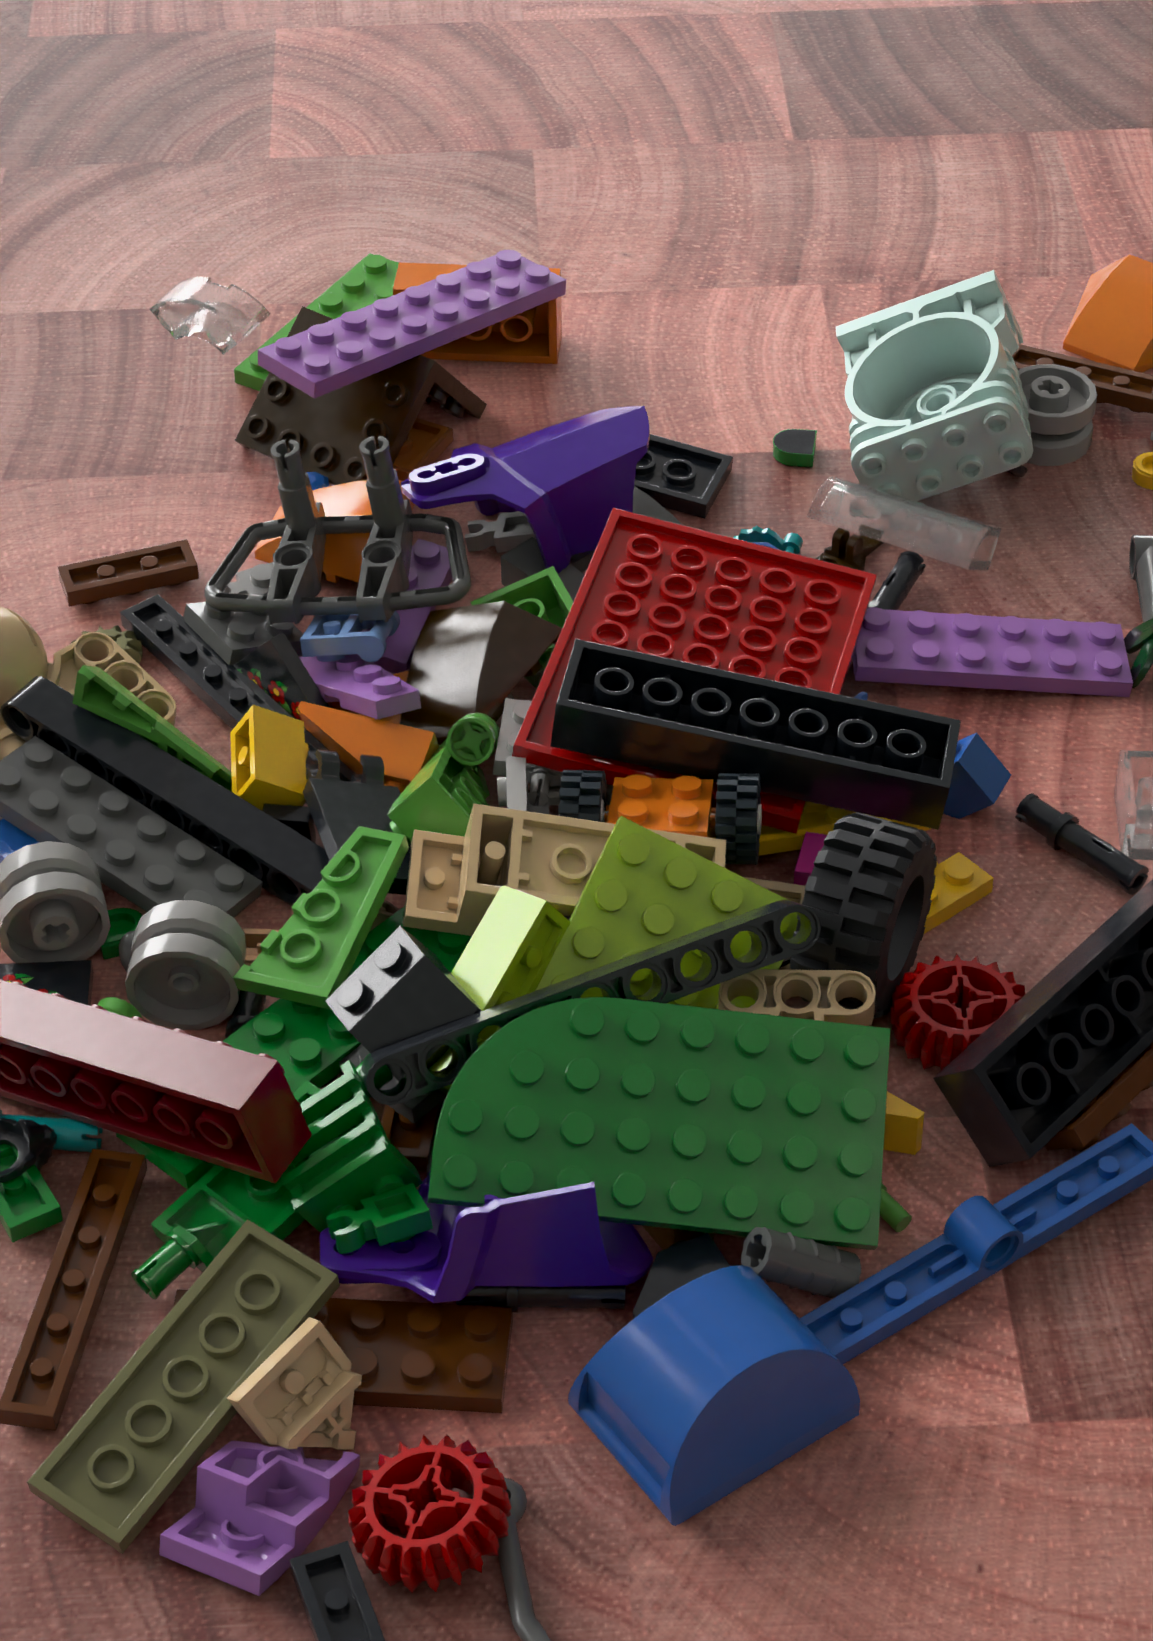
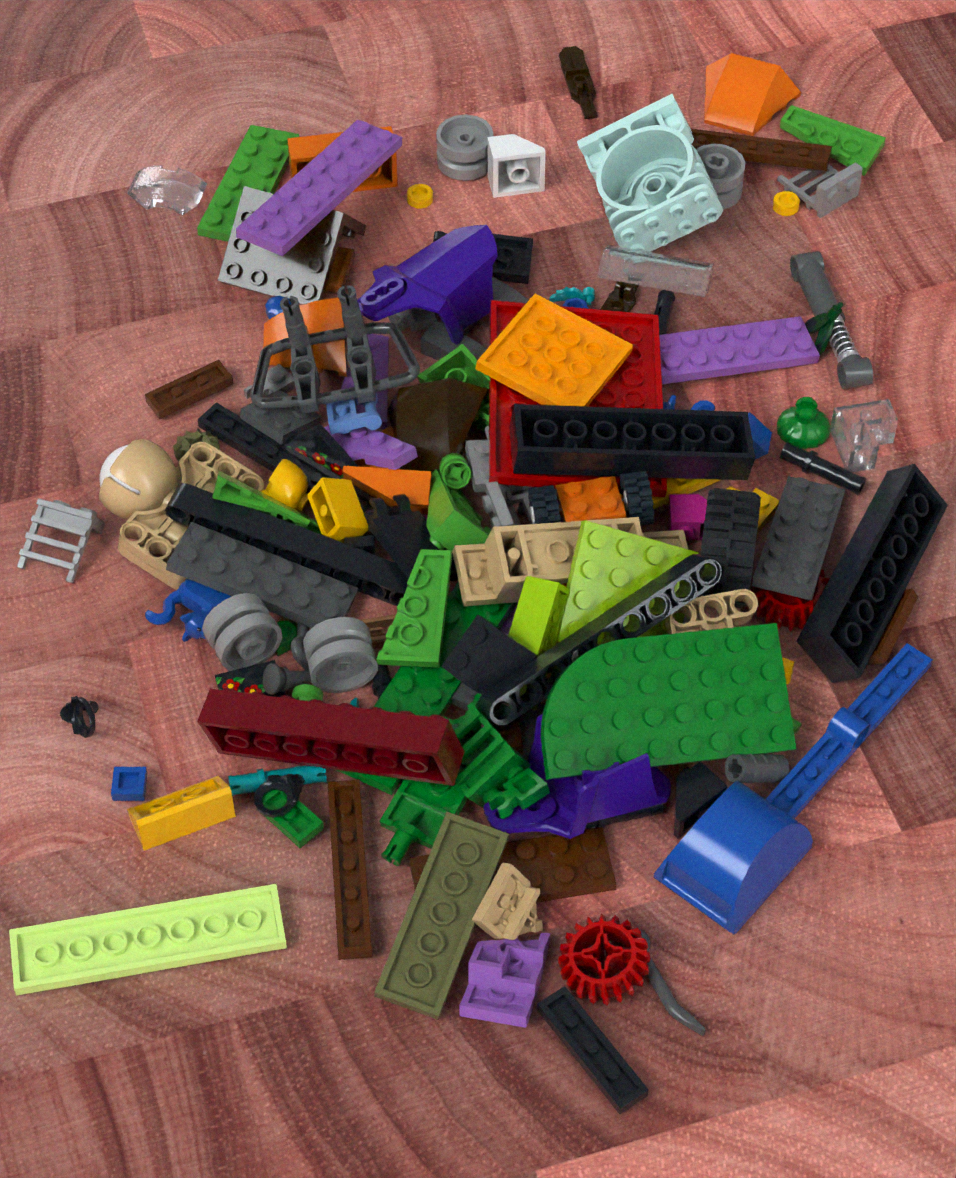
camera: 15 degrees left, 10 degrees up
(85, 984) = (281, 679): none -> dark grey pin
(208, 715) = (288, 485): none -> yellow cylinder
(583, 379) = (419, 196): none -> yellow tile
(672, 321) = (463, 147): none -> light grey wheel
(680, 593) = (553, 355): none -> light orange plate
(737, 354) = (515, 166): none -> white slope
(795, 447) = (567, 224): tile -> none
(886, 262) = (578, 79): none -> dark brown piece
(998, 932) = (799, 538): none -> dark grey plate
(1073, 775) = (803, 424): none -> green hair

